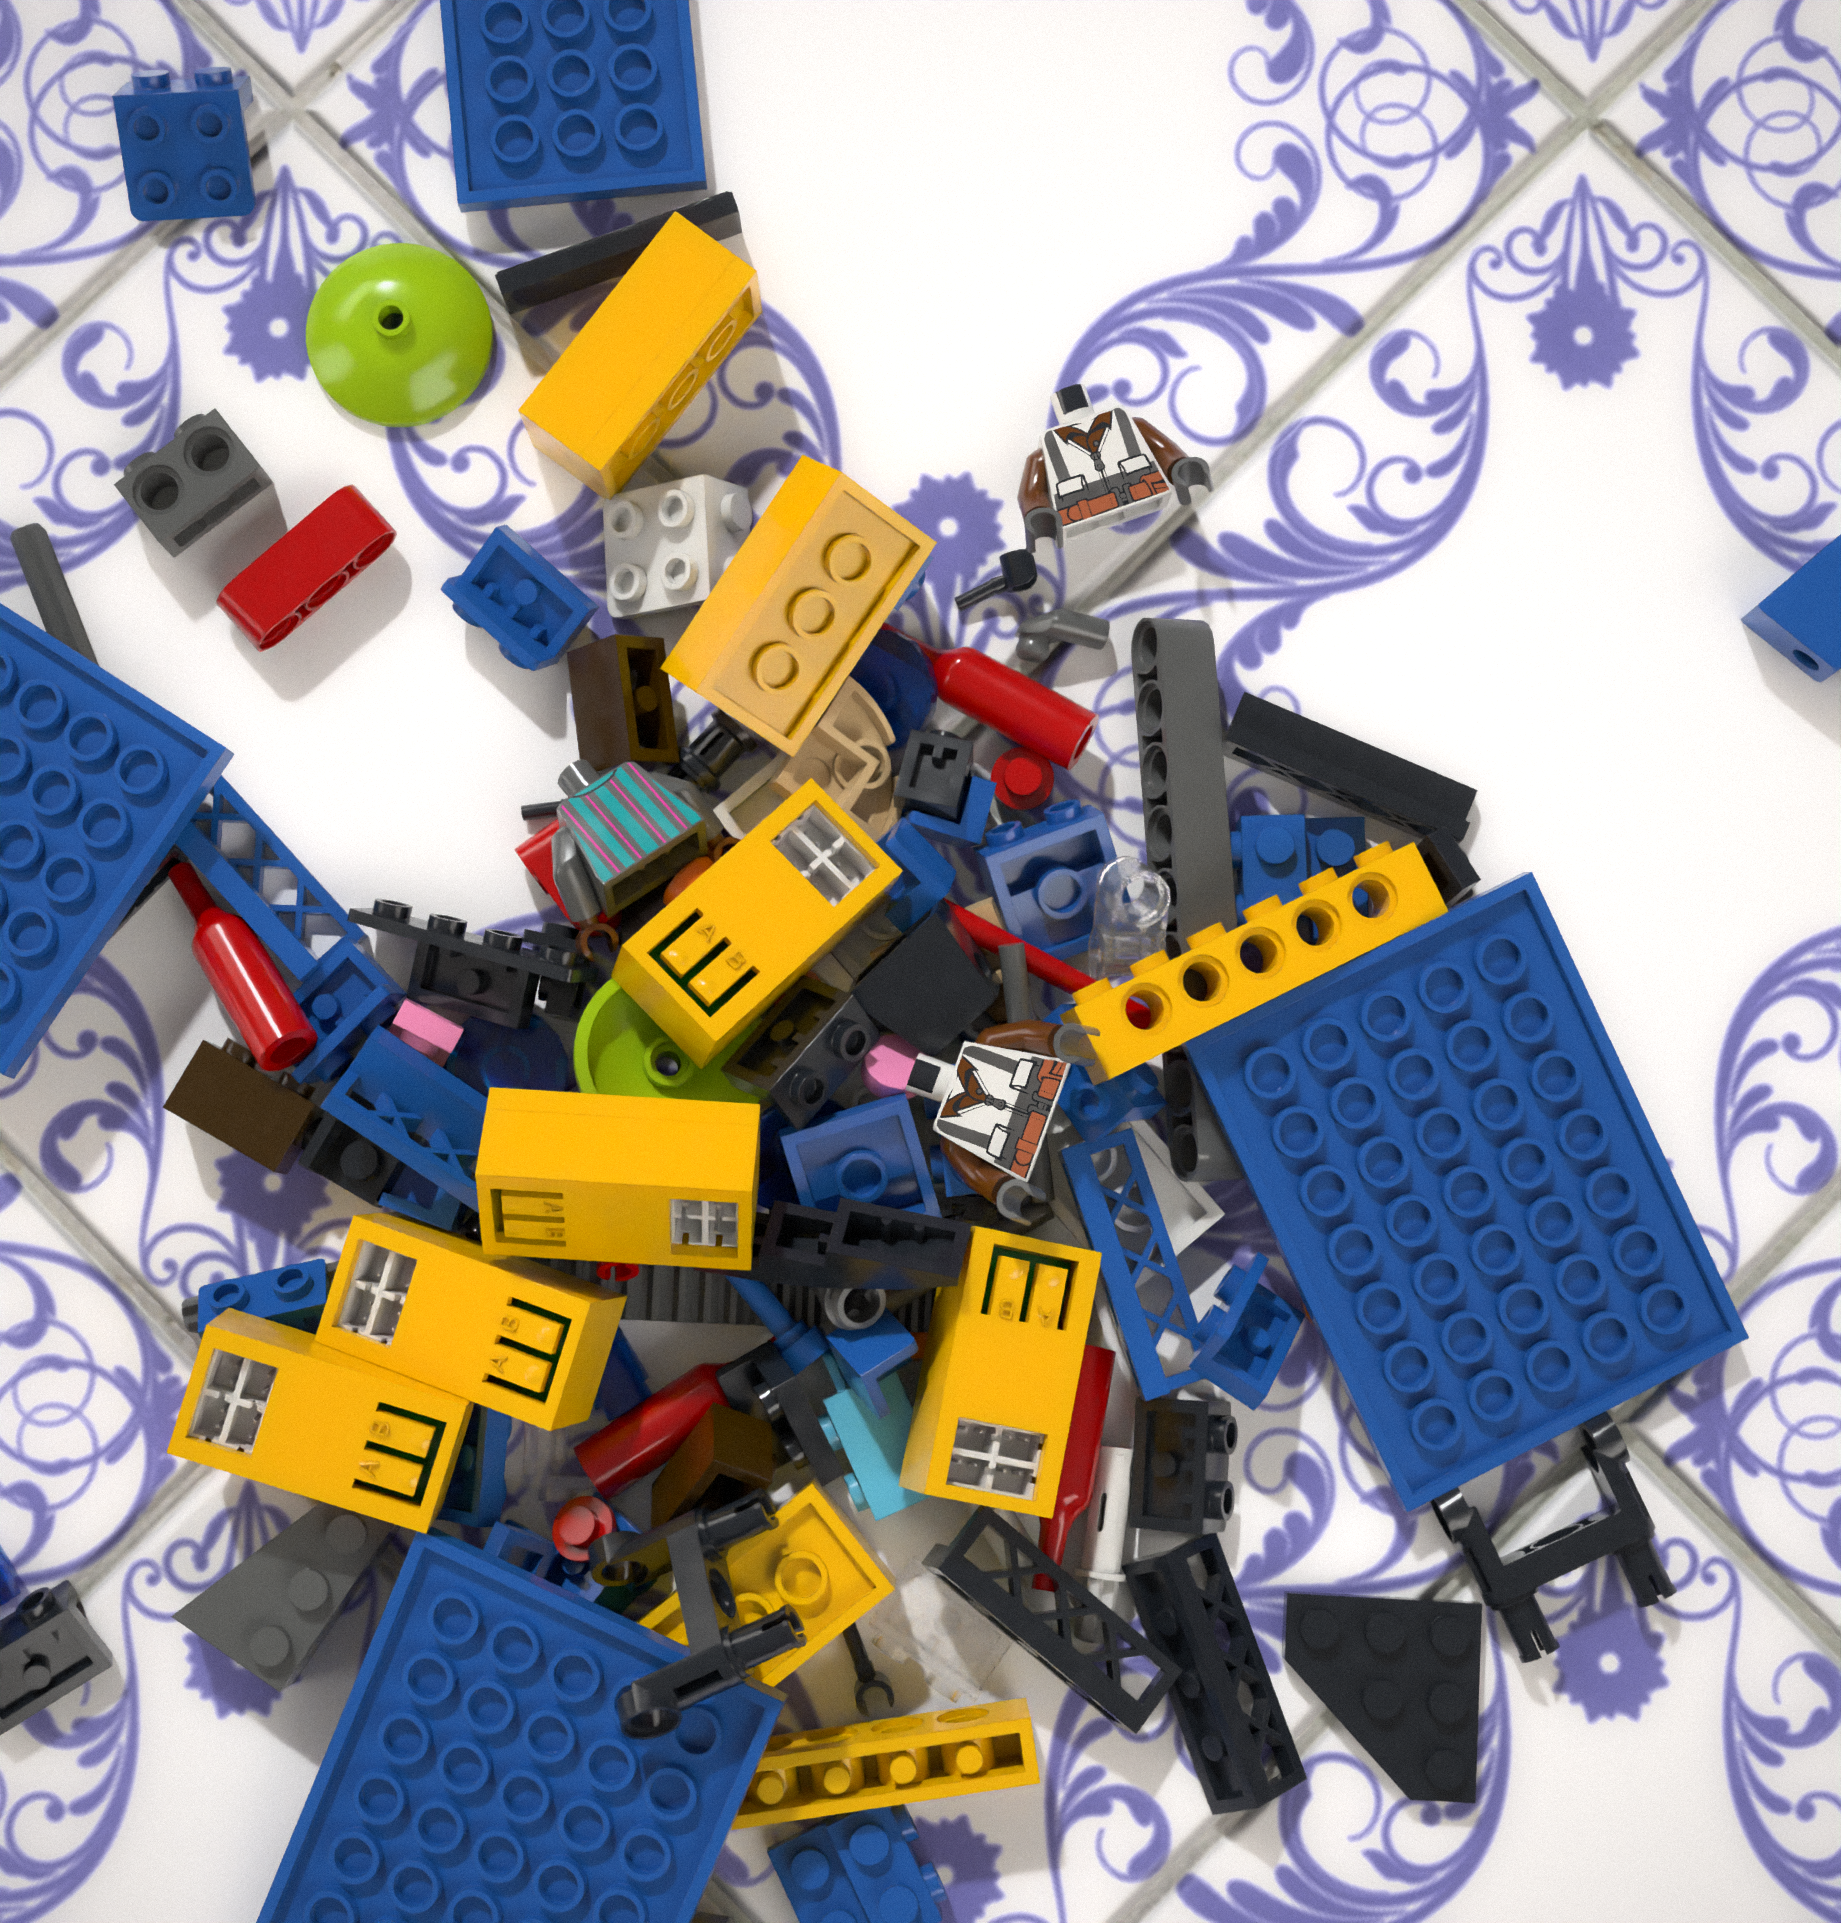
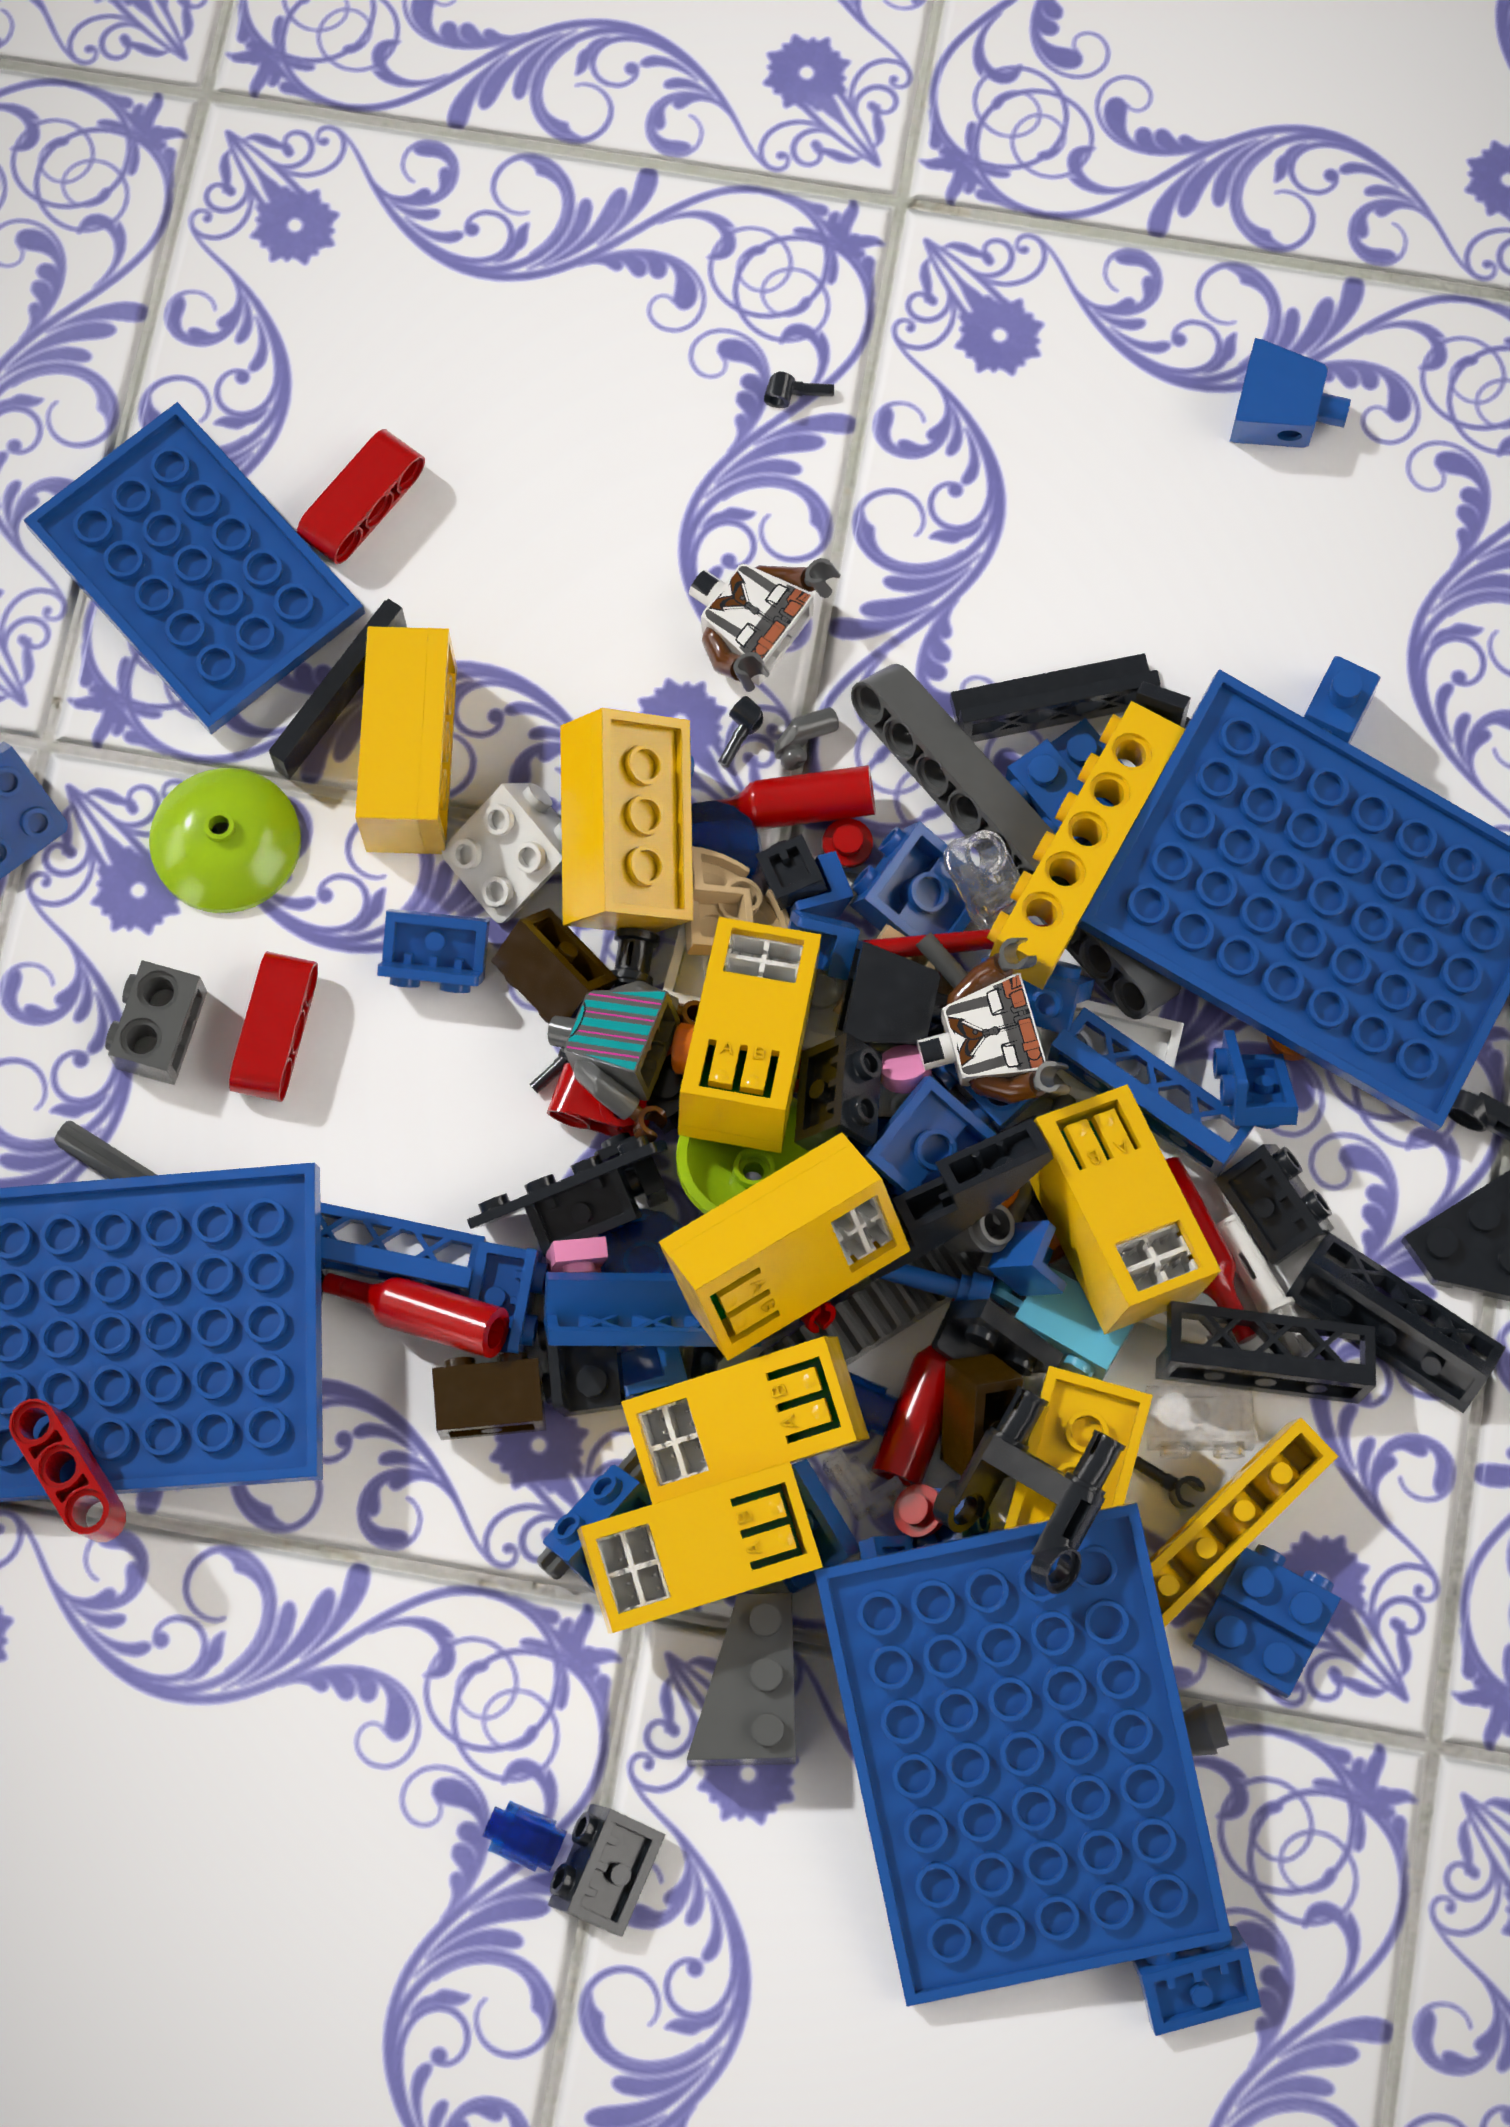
camera: 30 degrees left, 10 degrees down
(788, 59) = (361, 496): none -> red beam
(1312, 237) = (783, 385): none -> black hand
(1640, 991) = (1343, 698): none -> blue torso

